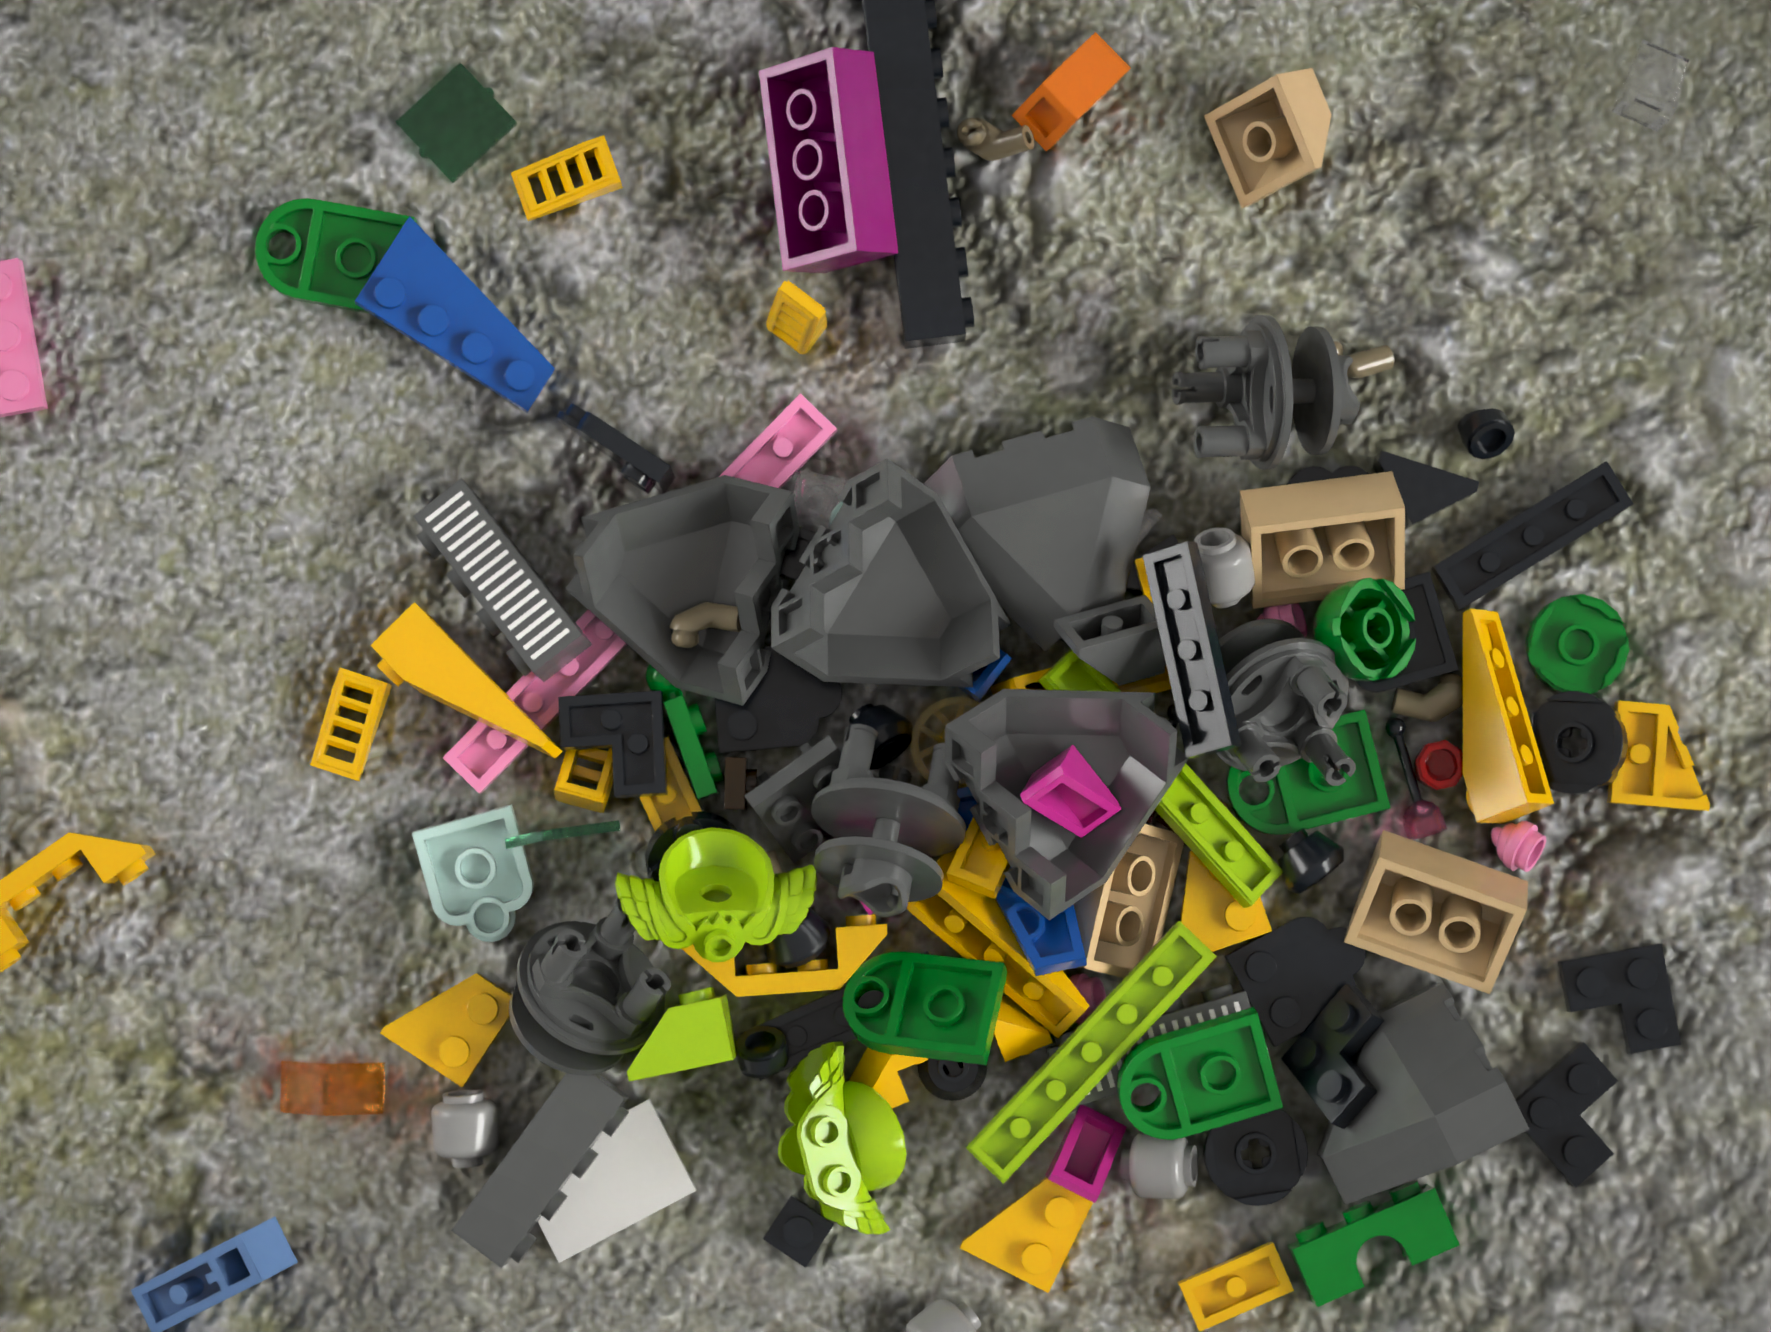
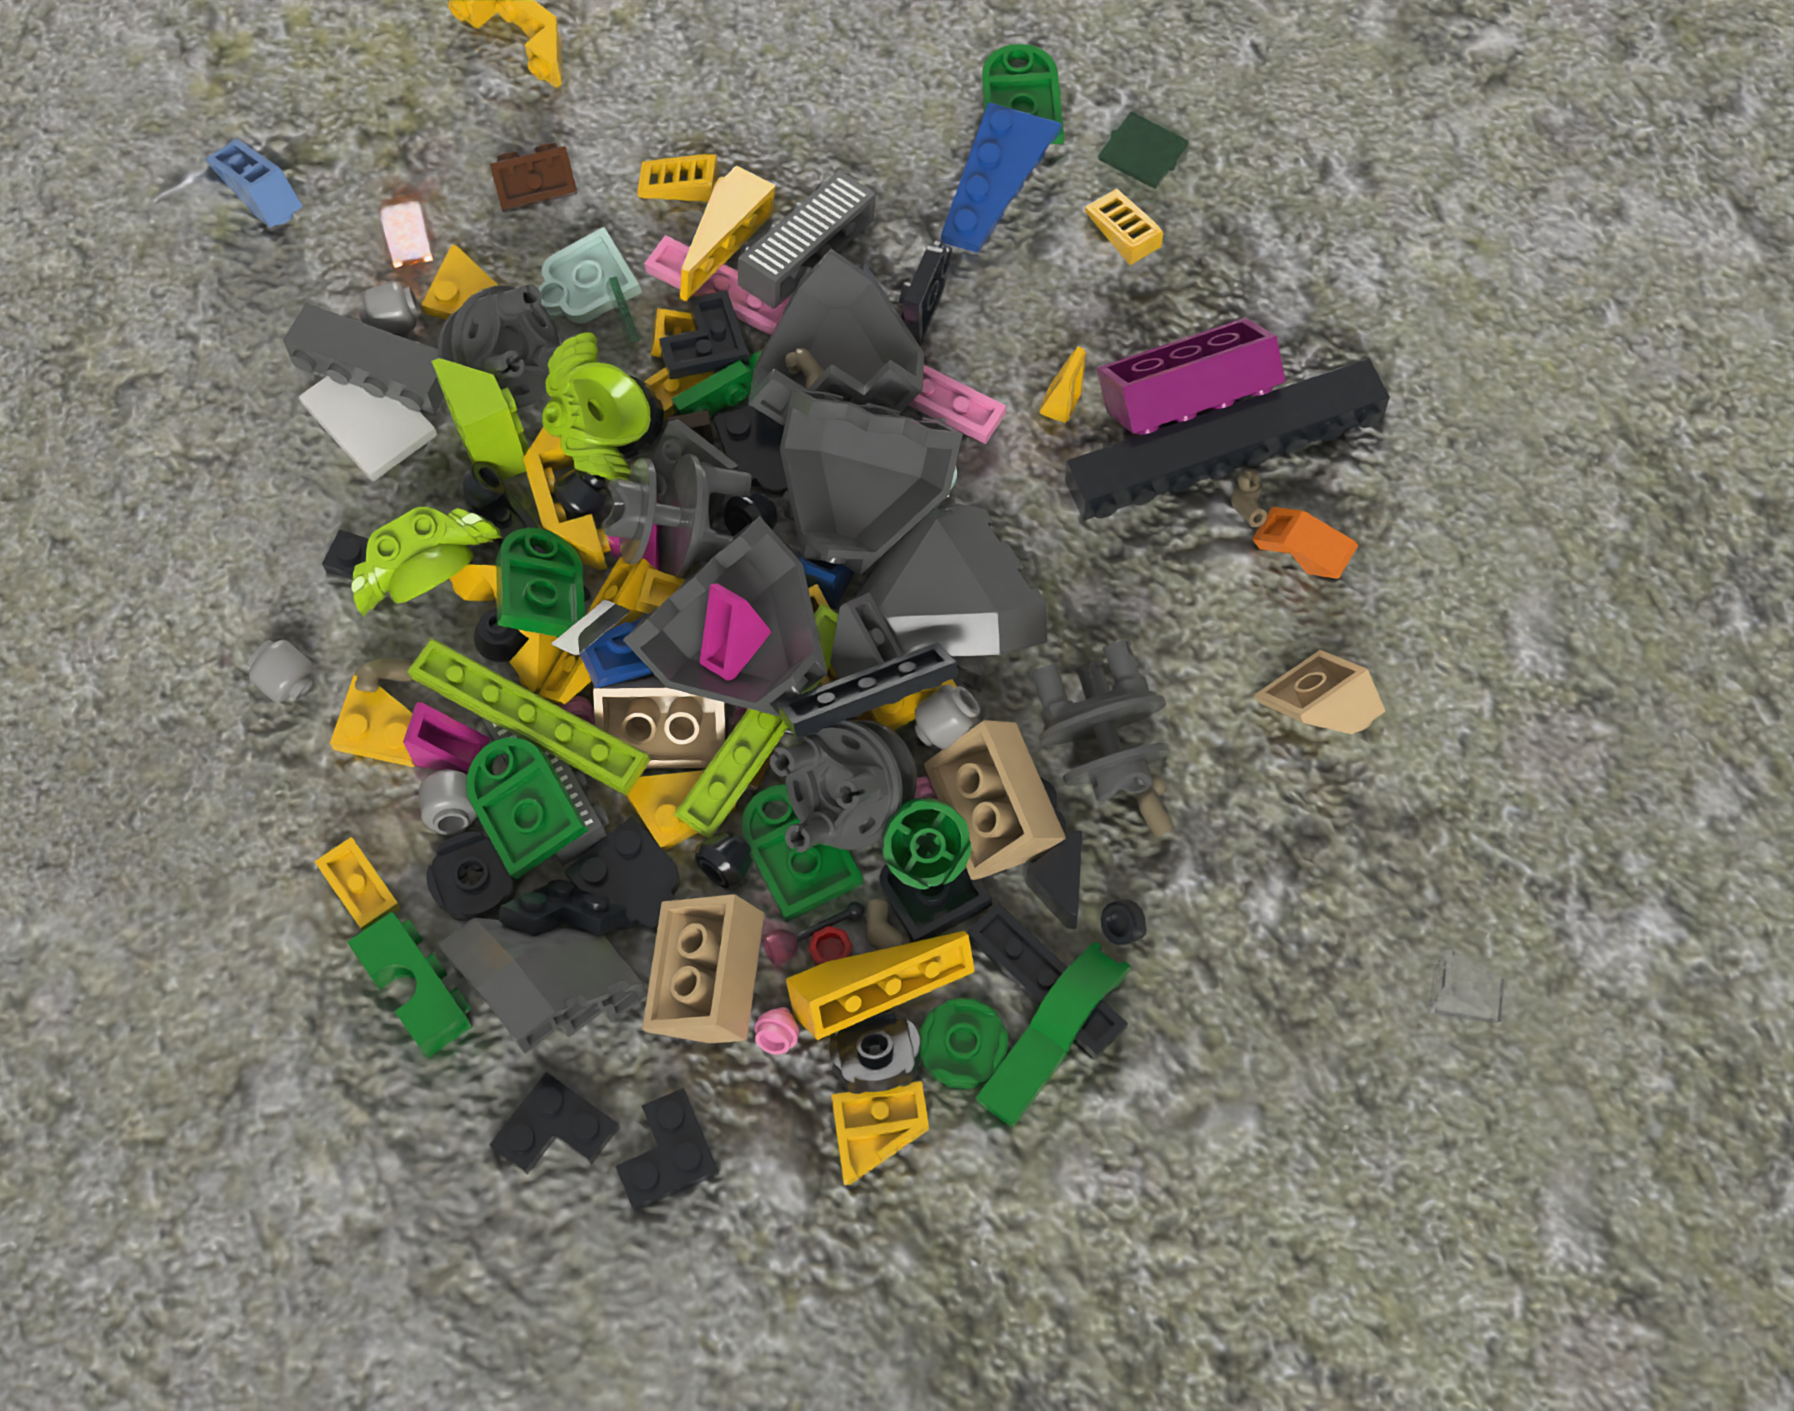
camera: 80 degrees right, 20 degrees down
(302, 909) = (533, 177): none -> reddish brown bracket
(971, 1220) = (383, 668): none -> dark tan arm
(1011, 955) = (591, 627): none -> sticker
(1593, 543) = (1050, 1034): none -> green piece

